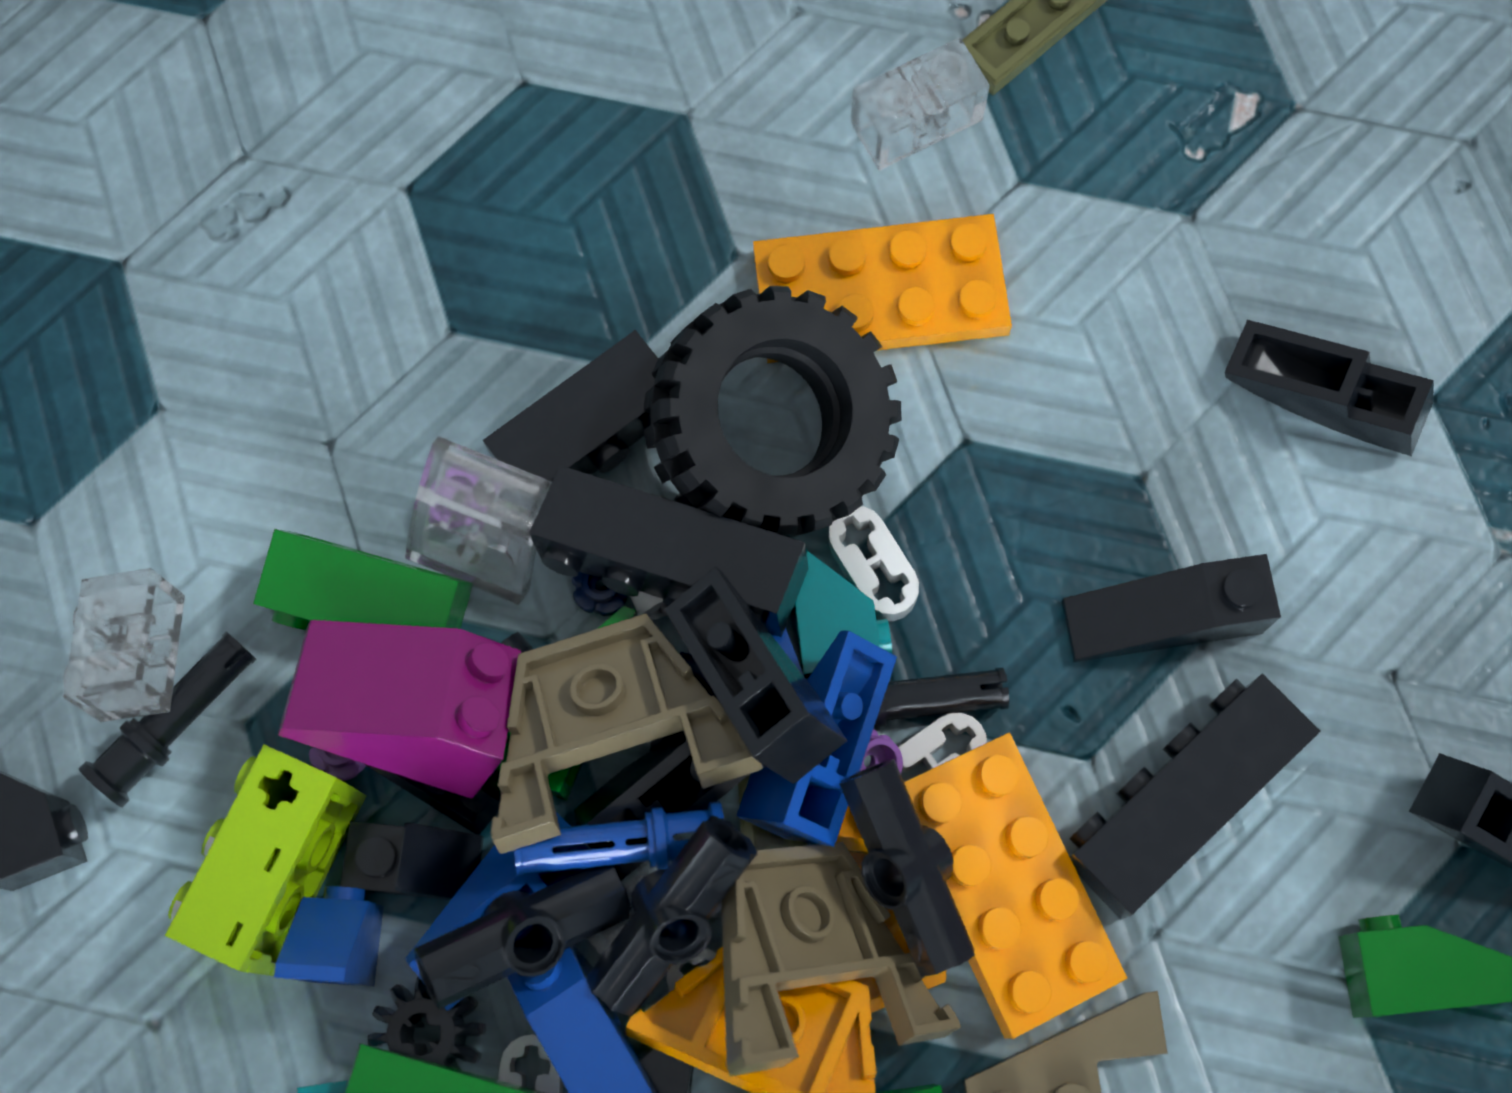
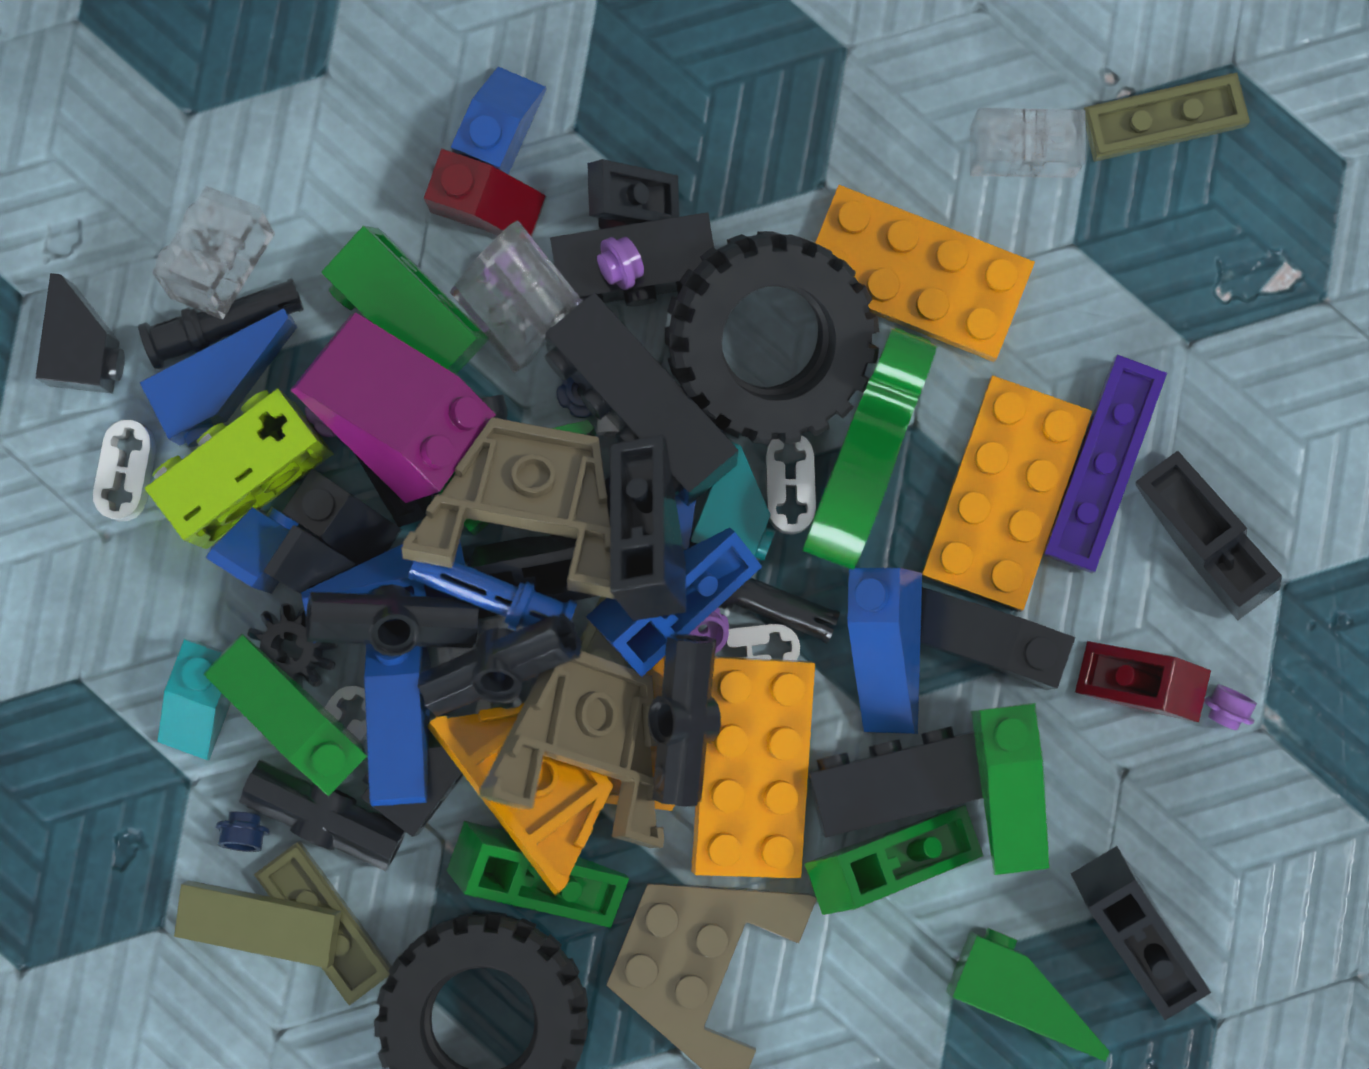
camera: 25 degrees right, 10 degrees up
(124, 941) = (112, 467): none -> white beam
(192, 778) = (215, 380): none -> blue slope
(366, 364) = (498, 119): none -> blue slope
(382, 439) = (481, 195): none -> dark red slope
(391, 922) = (306, 561): none -> black slope
(540, 355) = (630, 194): none -> black slope
(570, 422) = (620, 262): none -> medium lavender plate
(941, 479) = (870, 450): none -> green animal
(1073, 676) = (886, 646): none -> blue slope
(1101, 457) = (1006, 493): none -> light orange plate
(1183, 373) = (1104, 463): none -> dark purple plate
(1214, 905) = (893, 861): none -> green slope
(1299, 743) = (1012, 787): none -> green slope
(1358, 566) = (1143, 681): none -> dark red slope
(1461, 547) = (1230, 707): none -> medium lavender plate

